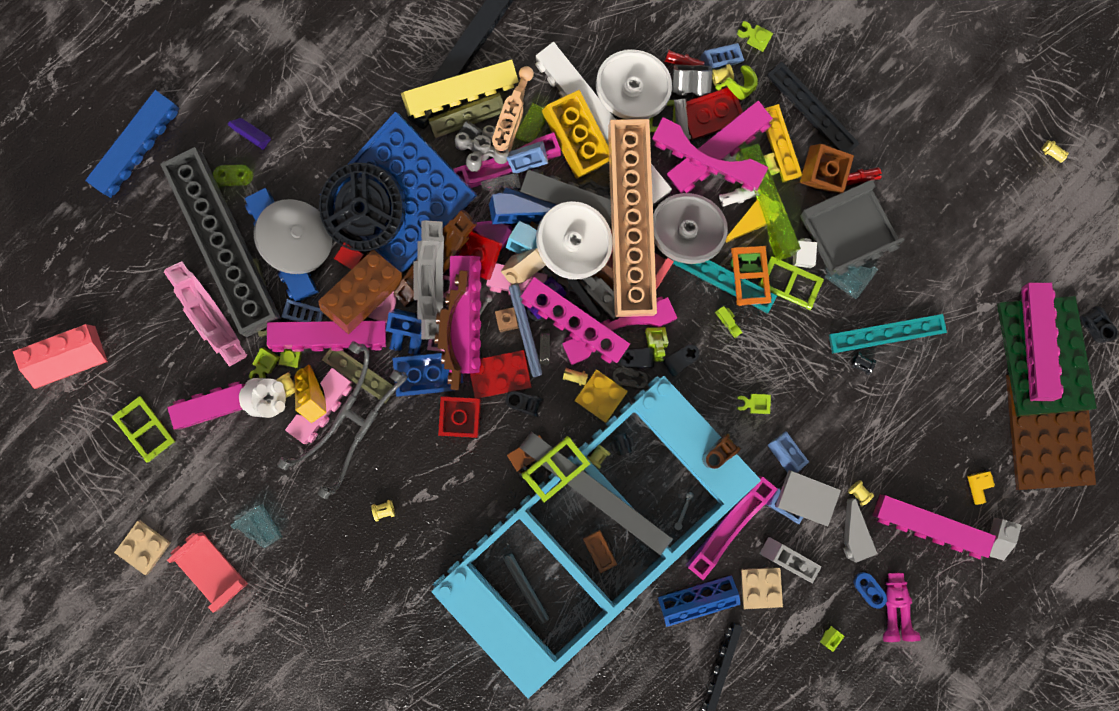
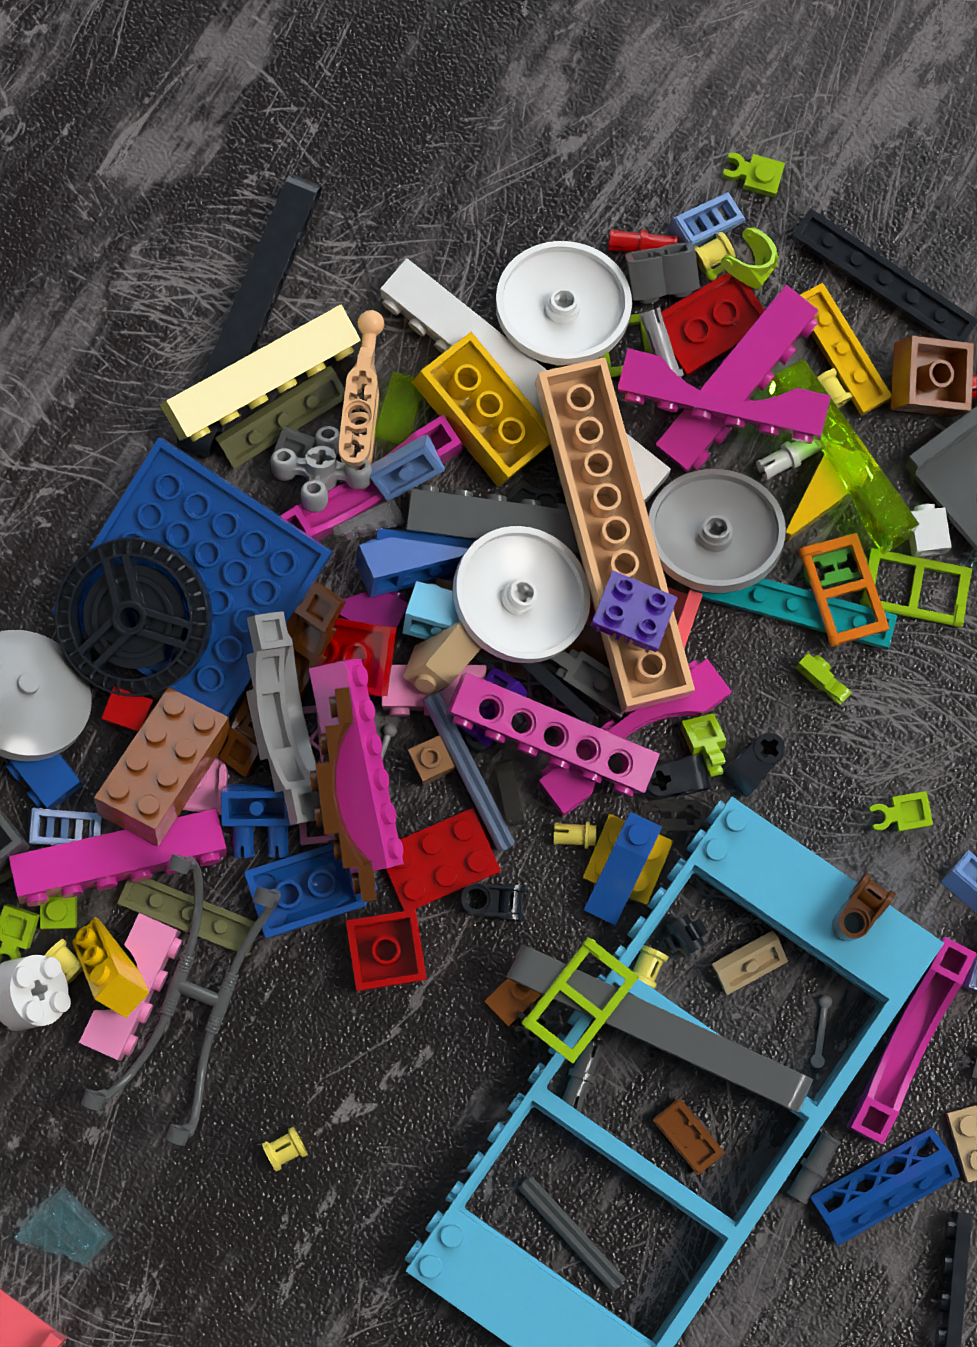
camera: 15 degrees left, 5 degrees down
(549, 507) = (582, 1076): none -> dark grey pin
(596, 401) = (622, 868): none -> blue slope
(633, 263) = (634, 612): none -> dark purple hinge
(653, 466) = (749, 962): none -> tan plate
(663, 582) = (813, 1167): none -> dark grey pin

